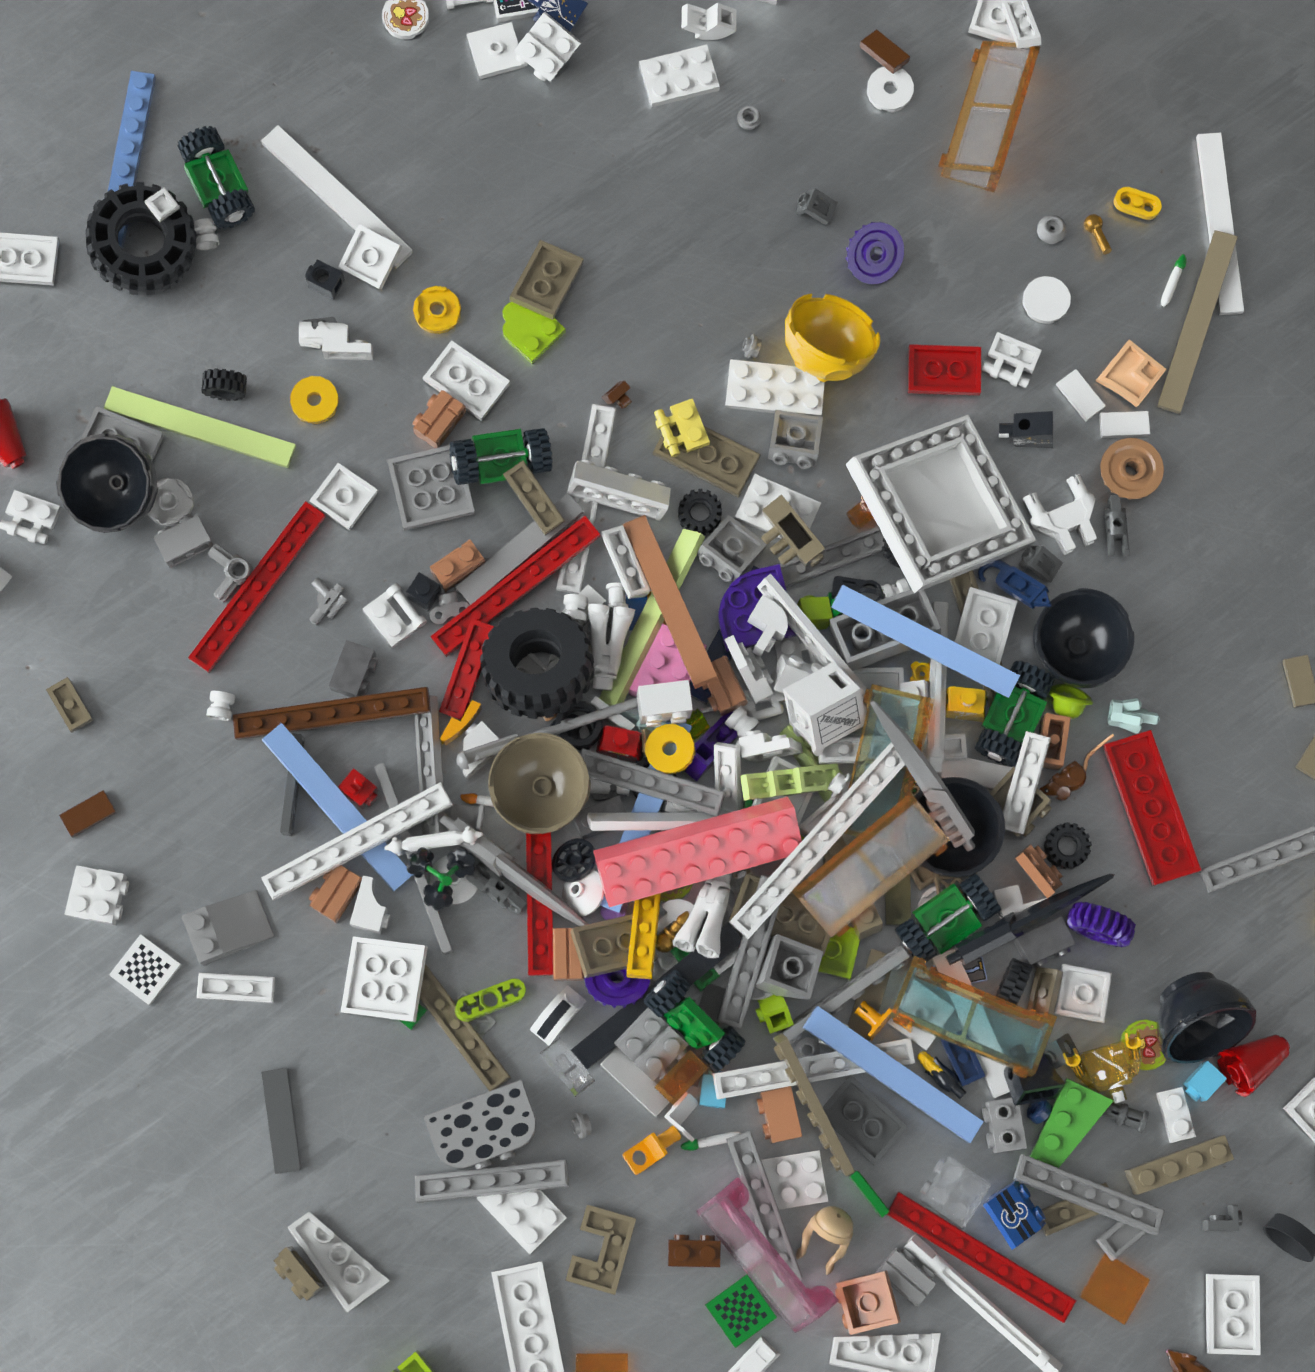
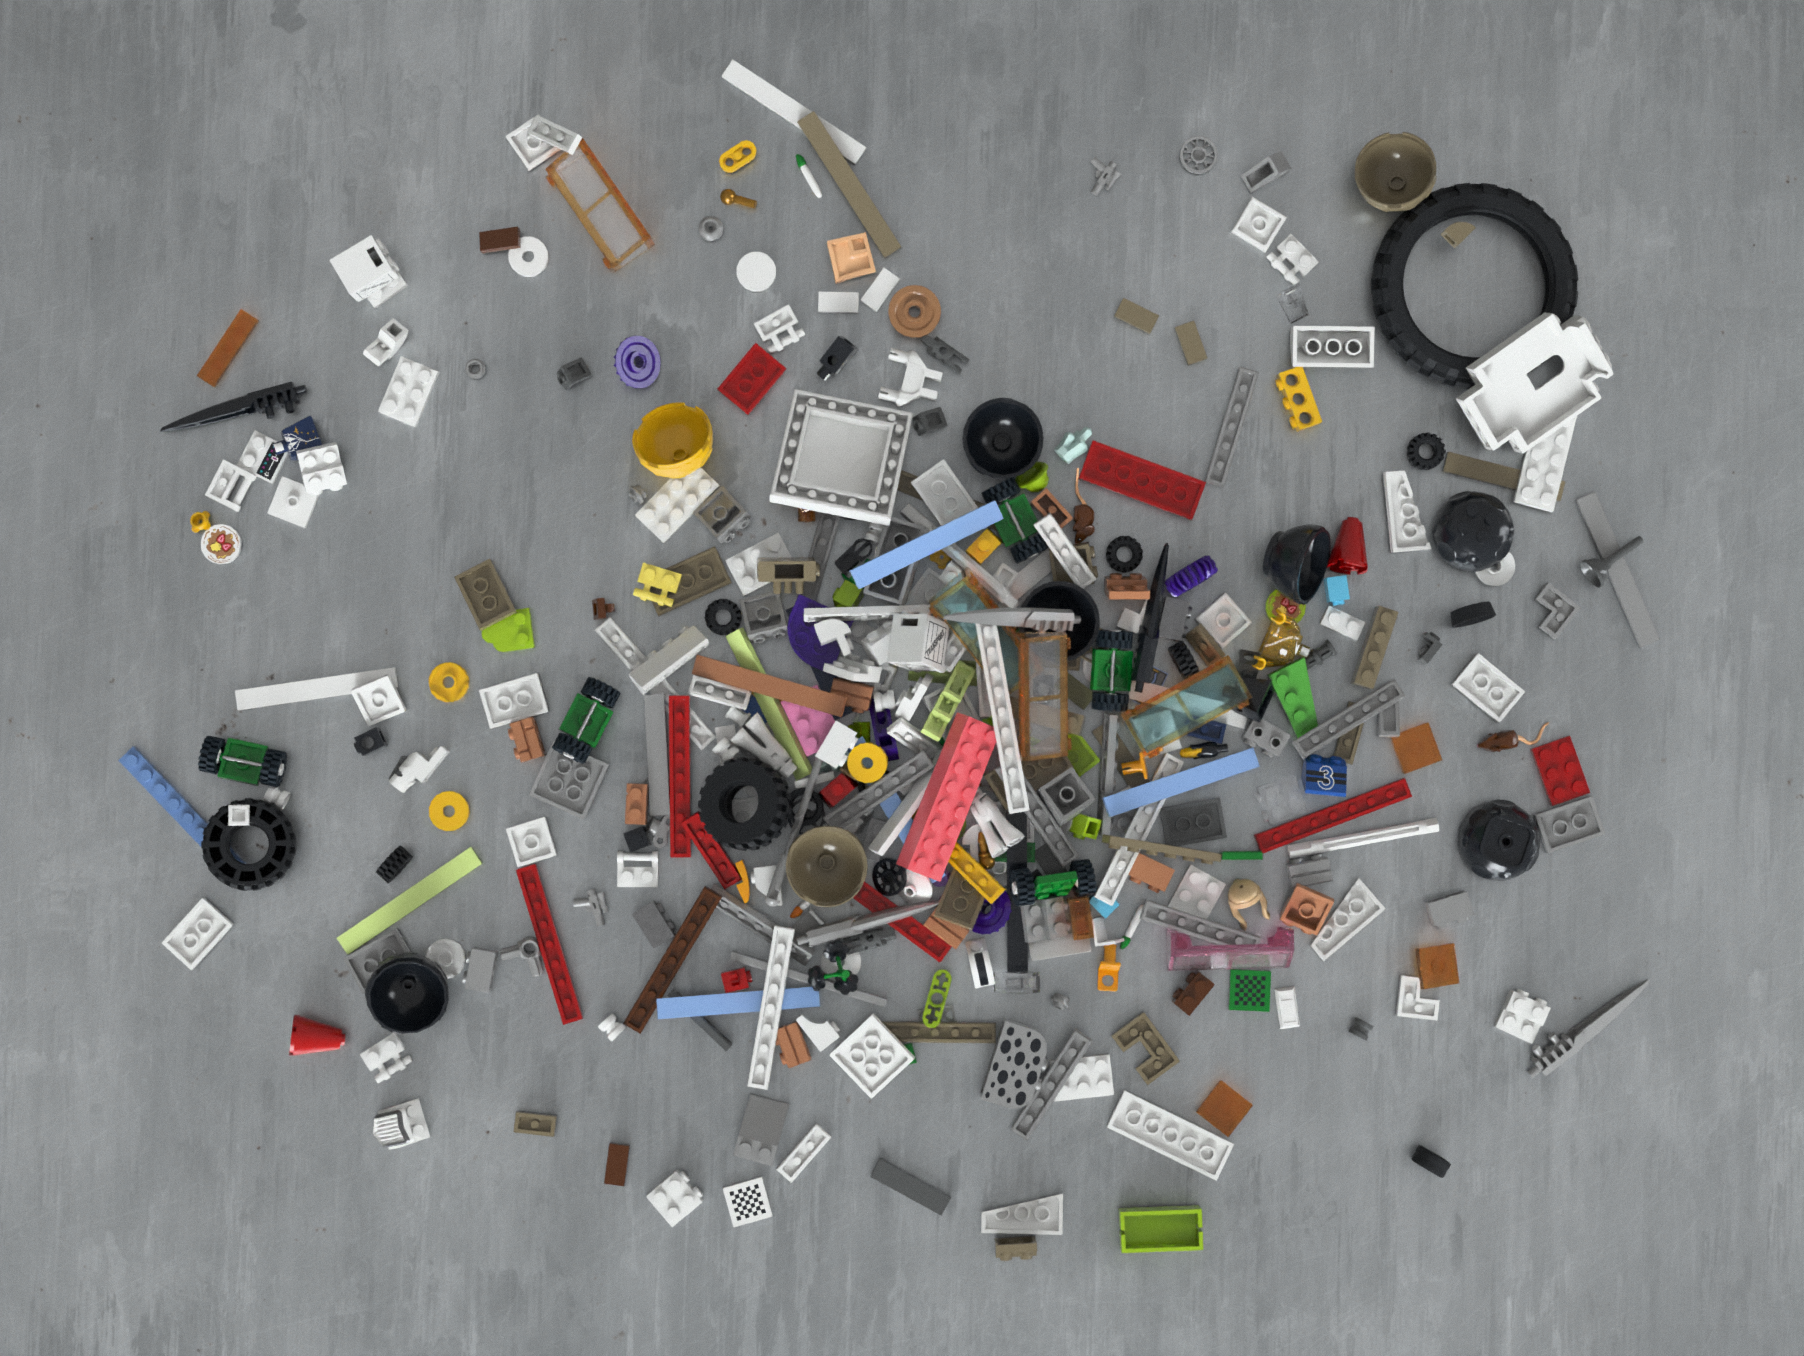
camera: 45 degrees left, 10 degrees up
(433, 840) = (809, 959): white wheel -> none
(534, 497) = (631, 720): dark tan tile -> none
(839, 784) = (974, 671): white plate -> none
(1018, 584) = (934, 450): dark blue plate -> none
(1039, 1111) = (1274, 708): dark blue tile -> none

